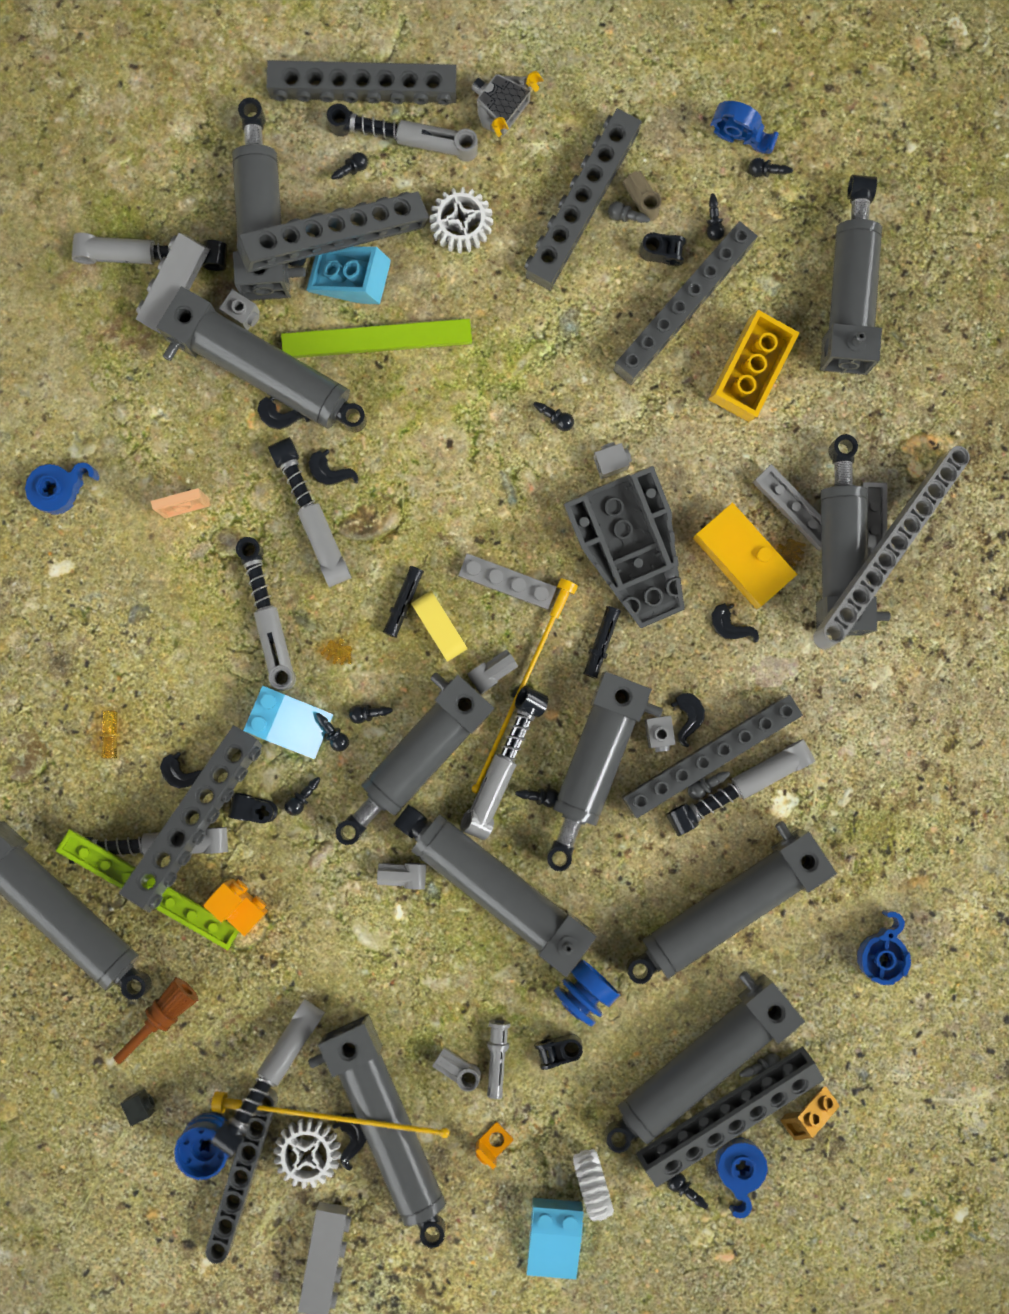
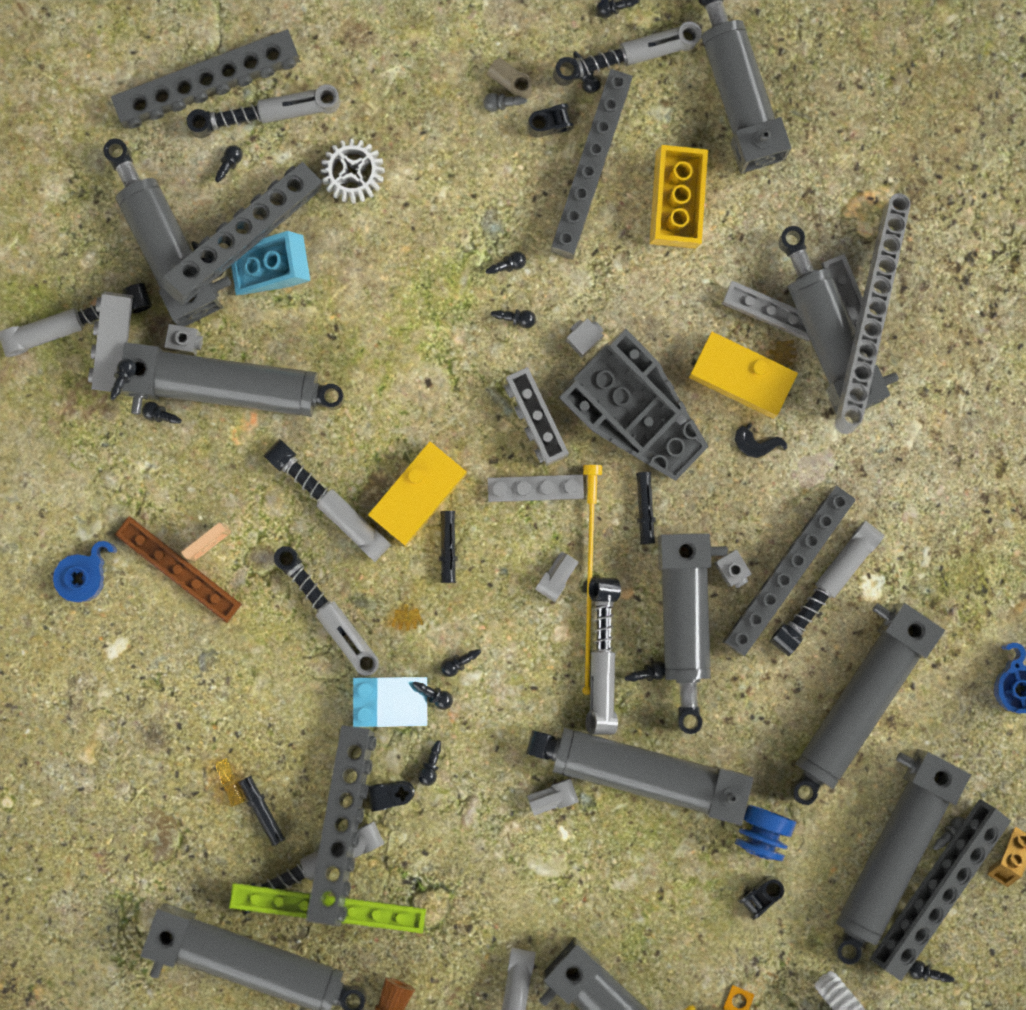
camera: 25 degrees left, 0 degrees up
(127, 773) = (261, 810): none -> black pin
(146, 519) = (178, 569): none -> dark orange tile
(171, 311) = (125, 369): none -> black bar
(174, 775) = (305, 795): black piece -> none
(186, 366) = (152, 411): none -> black bar
(236, 906) = (415, 889): light orange brick -> none
(273, 419) = (256, 427): black piece -> none
(319, 469) = (325, 460): black piece -> none
(377, 338) = (320, 313): lime tile -> none
(395, 541) = (418, 494): none -> yellow brick
(419, 753) = (522, 679): dark grey piece -> none
(439, 626) = (490, 555): light yellow beam -> none
(455, 1067) = (674, 952): light grey piece -> none
(498, 1046) = (705, 916): light grey pin -> none
(503, 99) = (344, 43): torso -> none
(536, 514) = (537, 417): none -> light grey brick
(576, 364) = (515, 261): none -> black bar
(618, 125) = (462, 22): dark grey brick -> none
(696, 715) = (757, 536): black piece -> none
(700, 788) = (790, 604): dark grey bar -> none
(745, 1180) = (975, 943): blue piece -> none
(764, 215) = (630, 52): none -> piece

